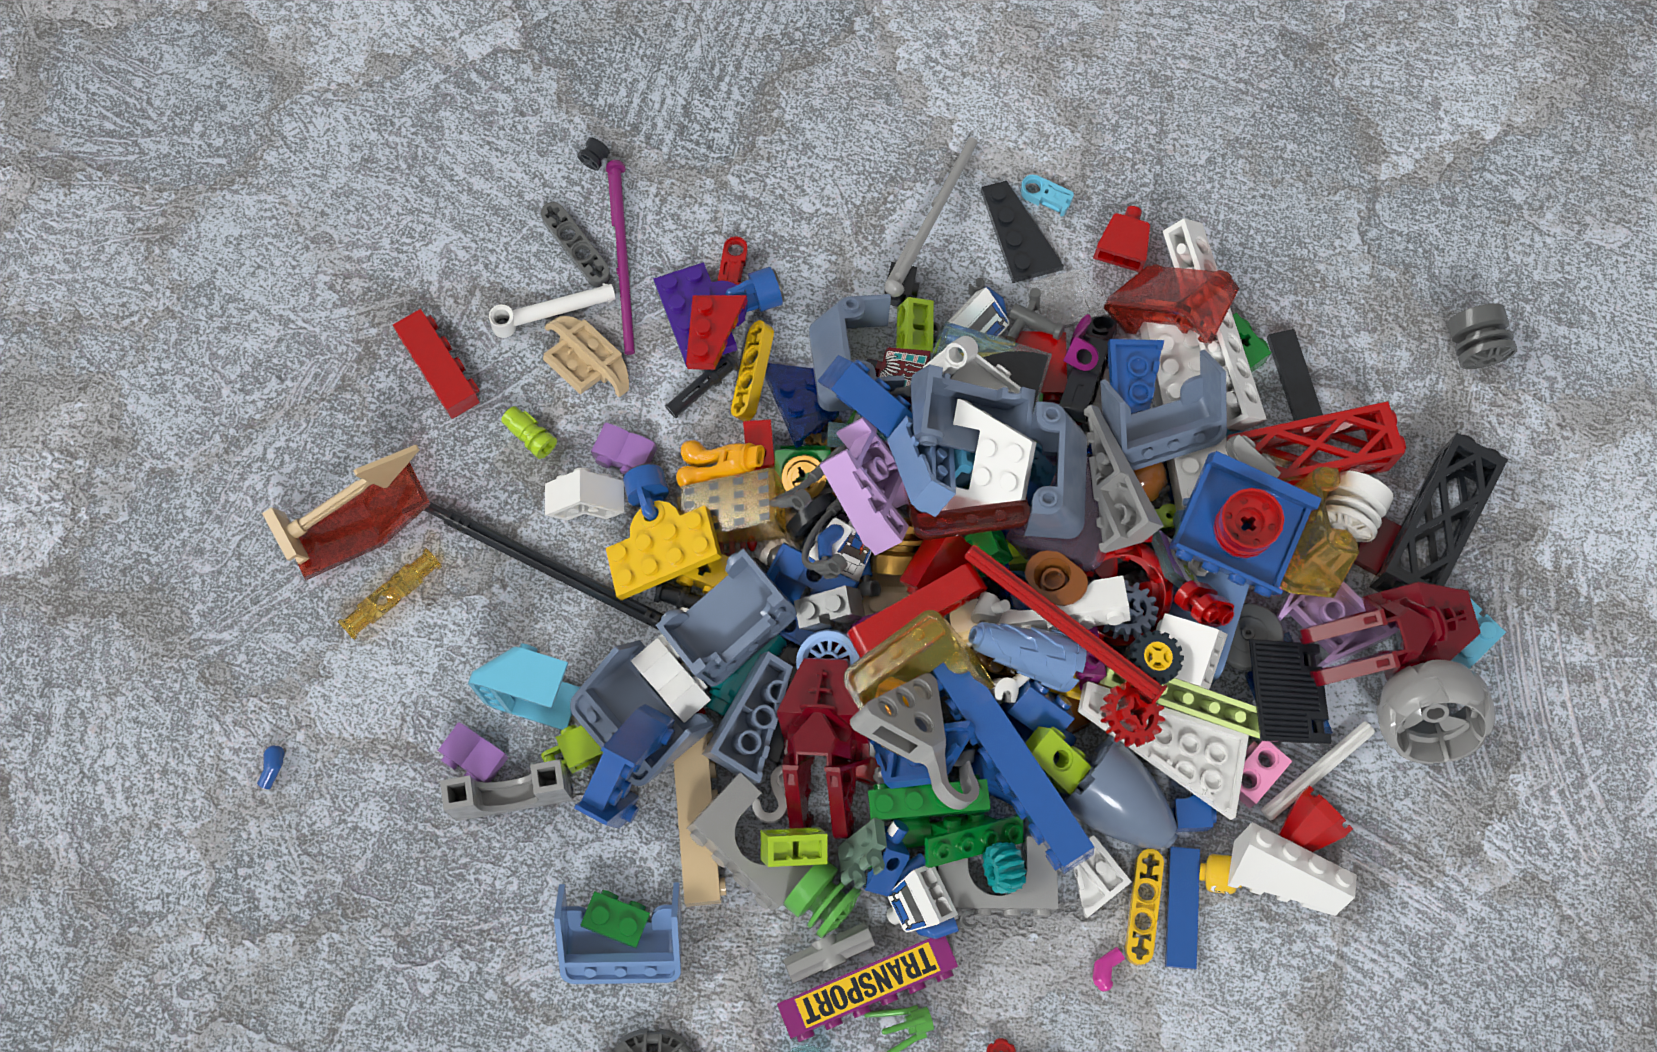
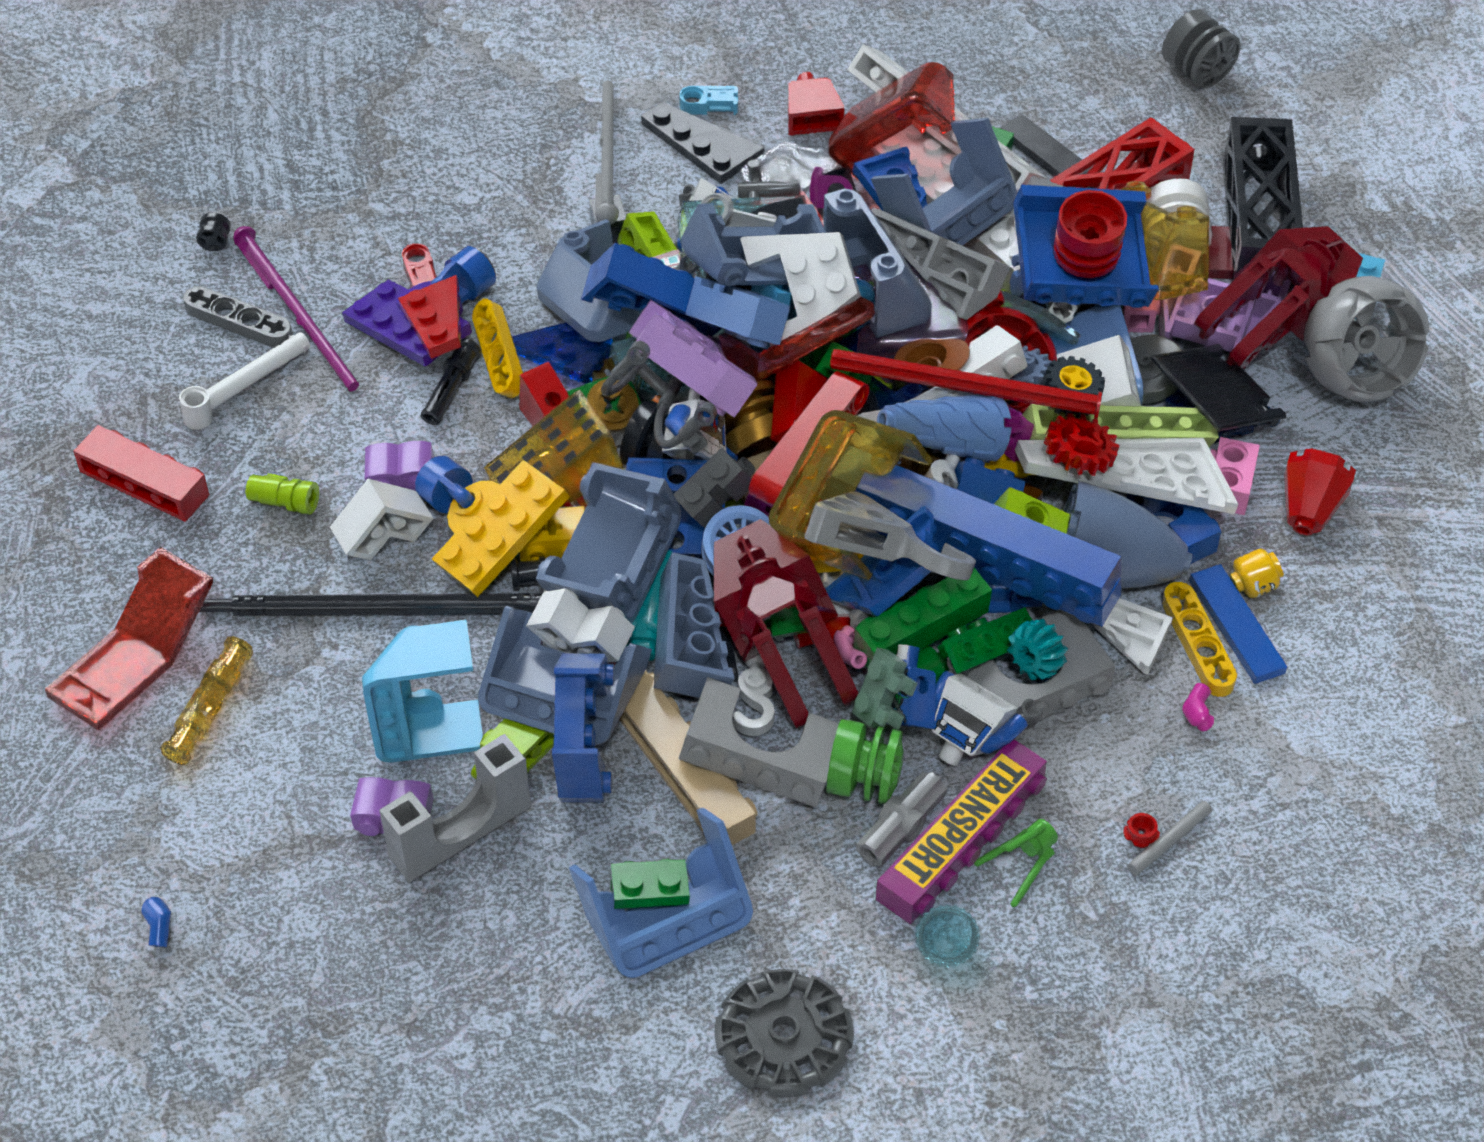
camera: 25 degrees left, 20 degrees down
(379, 472) = (142, 568): tan piece -> none
(585, 356) = (307, 404): tan plate -> none
(730, 461) = (516, 421): light orange piece -> none
(793, 847) = (808, 711): lime brick -> none
(860, 798) = (851, 656): none -> bright pink arm
(989, 608) = (879, 397): light grey piece -> none
(1204, 604) = (1083, 329): red brick -> none
(1289, 871) = (1322, 531): white wedge -> none
(1318, 770) = (1293, 442): white axle -> none

